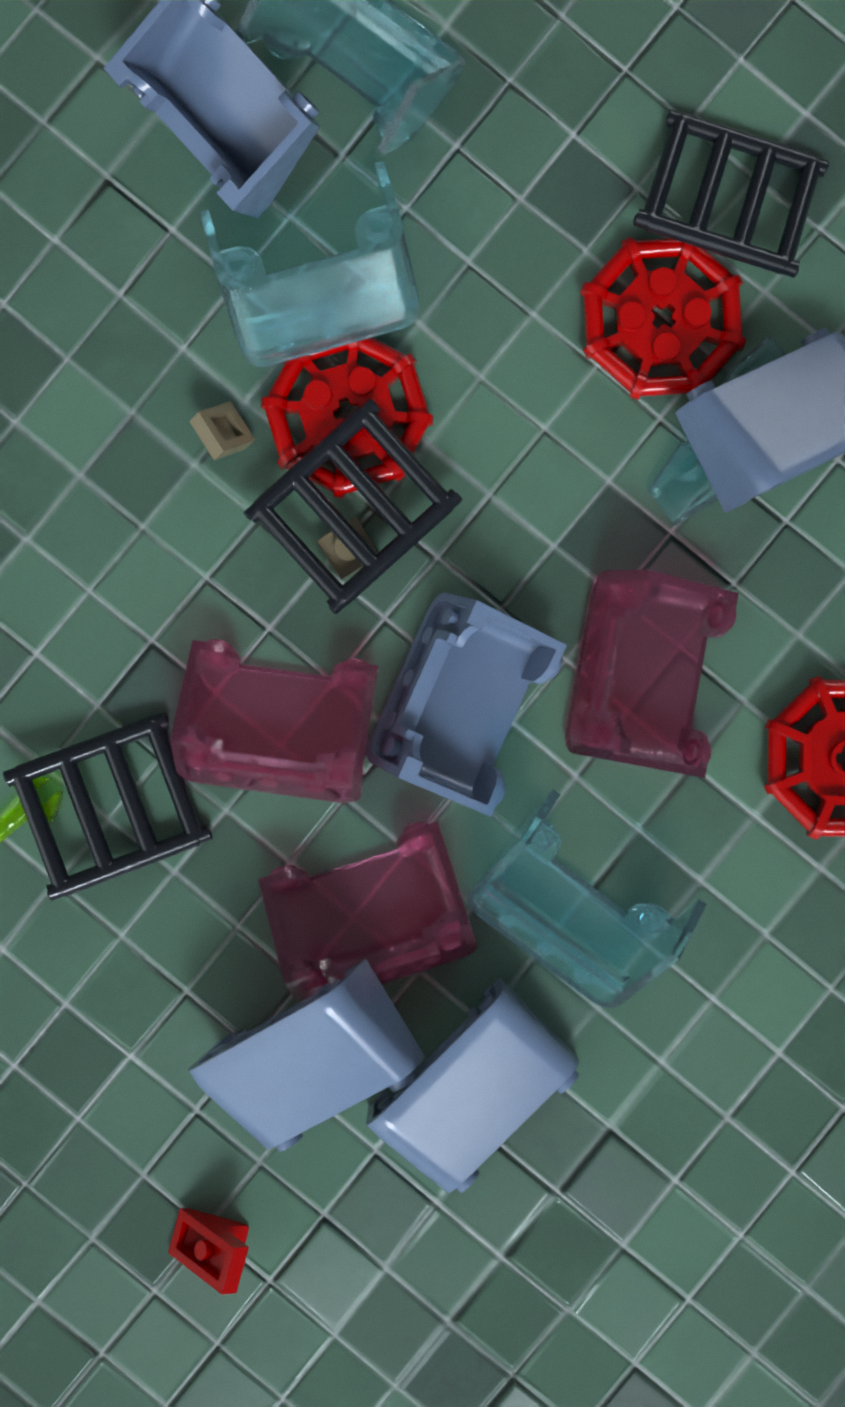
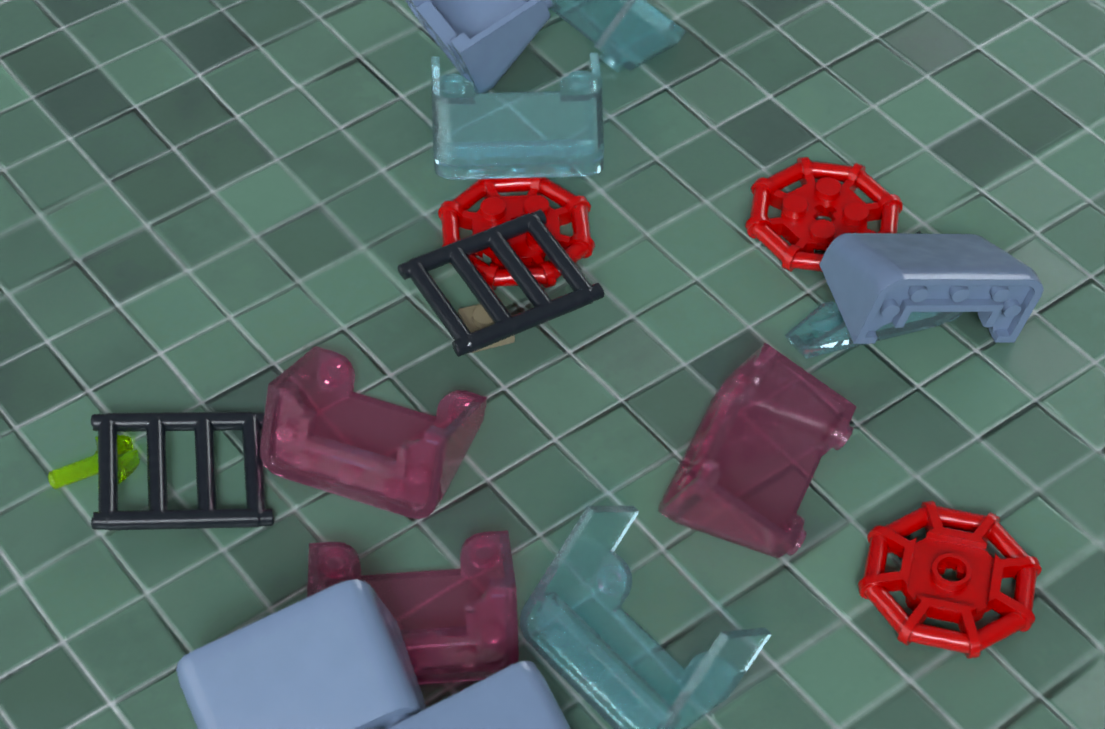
camera: 10 degrees right, 40 degrees down
(222, 430) = (397, 218): dark tan plate -> none
(460, 700) = (568, 444): sand blue windscreen -> none
(695, 232) = (905, 170): black bar -> none

